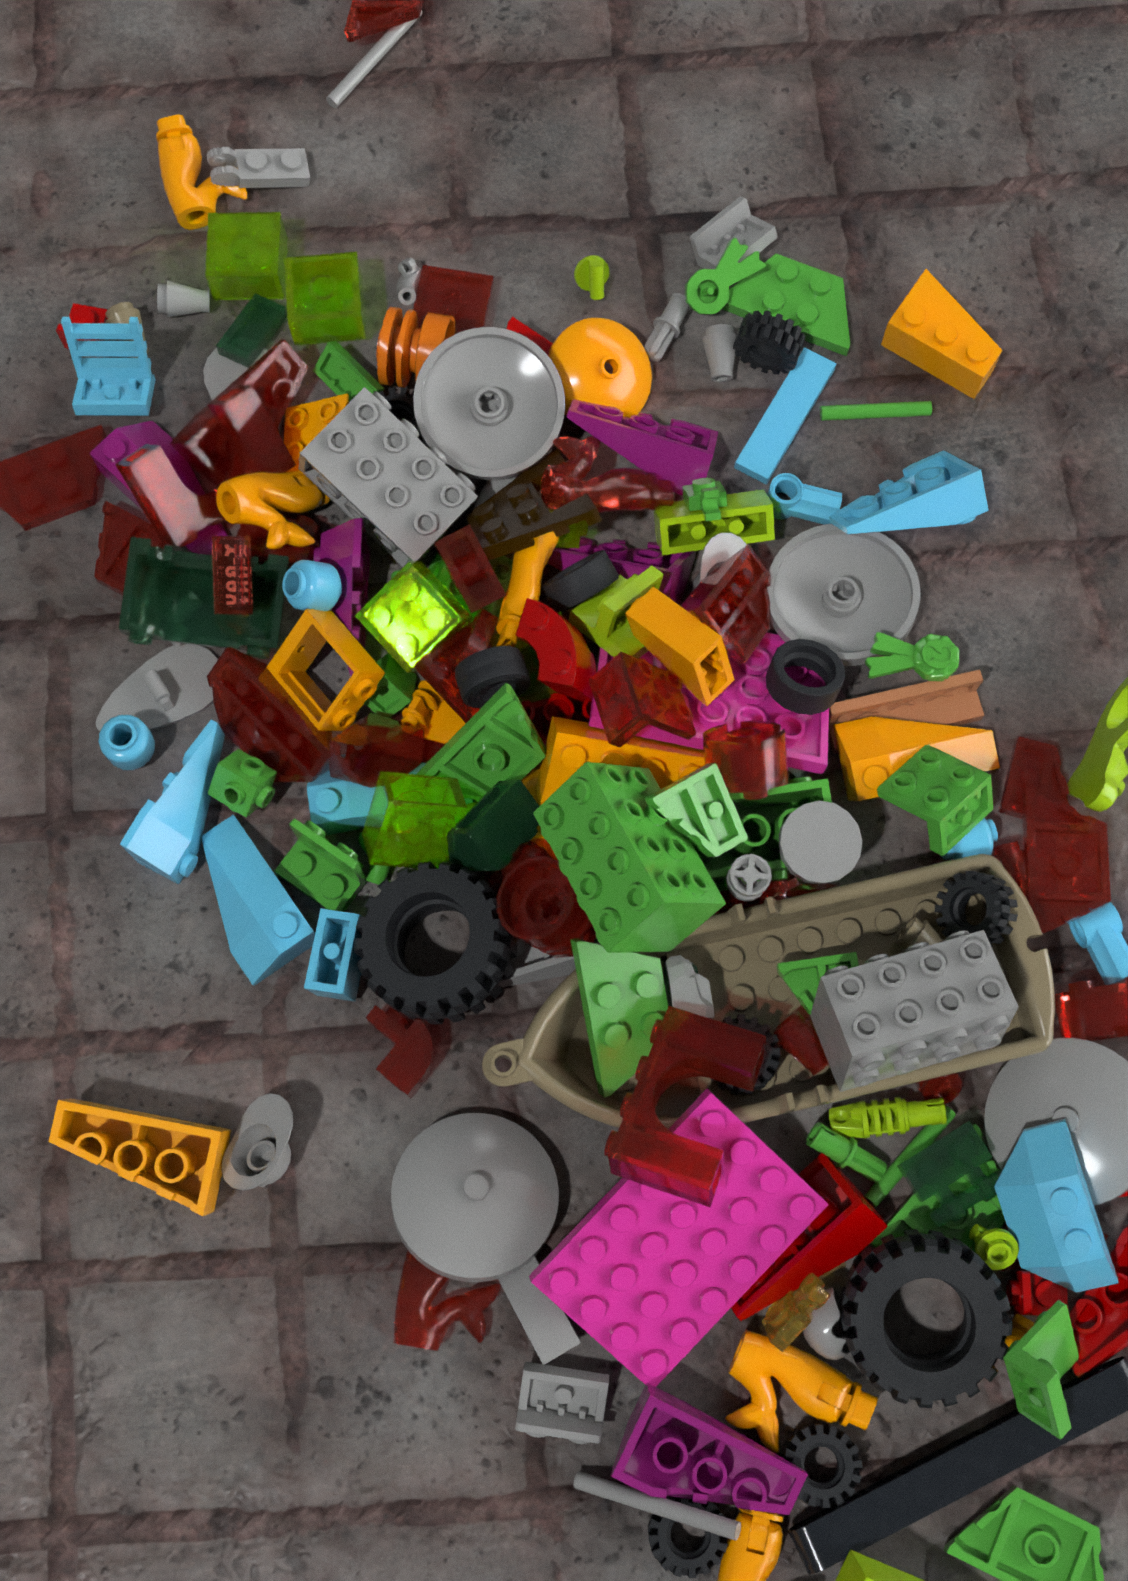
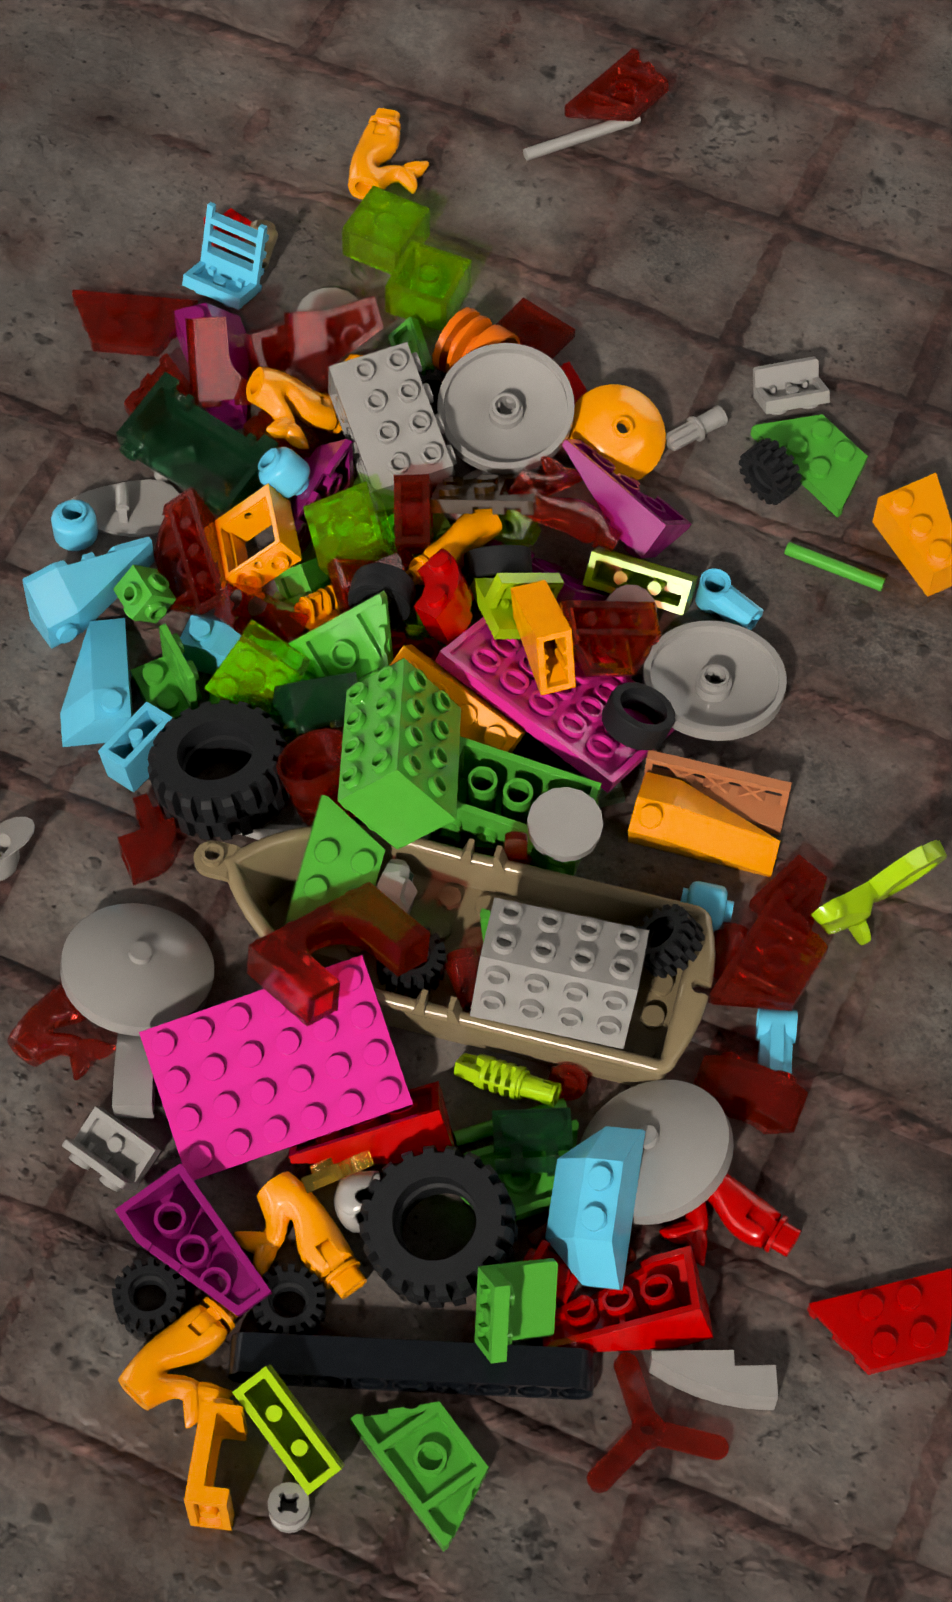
camera: 25 degrees right, 15 degrees down
(180, 299) = (316, 241): light grey cone -> none
(232, 575) = (228, 440): clear red tile -> none
(252, 330) = (356, 285): clear green tile -> none
(259, 167) = (435, 174): light grey hinge -> none
(408, 281) = (501, 308): light grey arm -> none
(591, 275) = (657, 364): lime plate -> none
(638, 694) = (487, 646): clear red bracket -> none
(659, 1506) = (137, 1254): light grey bar -> none
(701, 810) = (478, 747): wing -> none
(707, 496) = (641, 553): bright green plate -> none
(709, 288) = (745, 412): bright green piece -> none
(719, 351) = (727, 464): light grey cone -> none
(748, 757) = (540, 734): clear red brick -> none
(750, 869) = (487, 809): light grey wheel -> none
(785, 416) = (756, 535): medium azure tile -> none
(845, 1152) = (456, 1089): bright green axle -> none
(930, 494) = (844, 645): medium azure wedge -> none
(931, 657) = (754, 753): bright green piece -> none
(943, 793) = (697, 854): bright green bracket -> none
(995, 1246) = (532, 1208): lime plate -> none

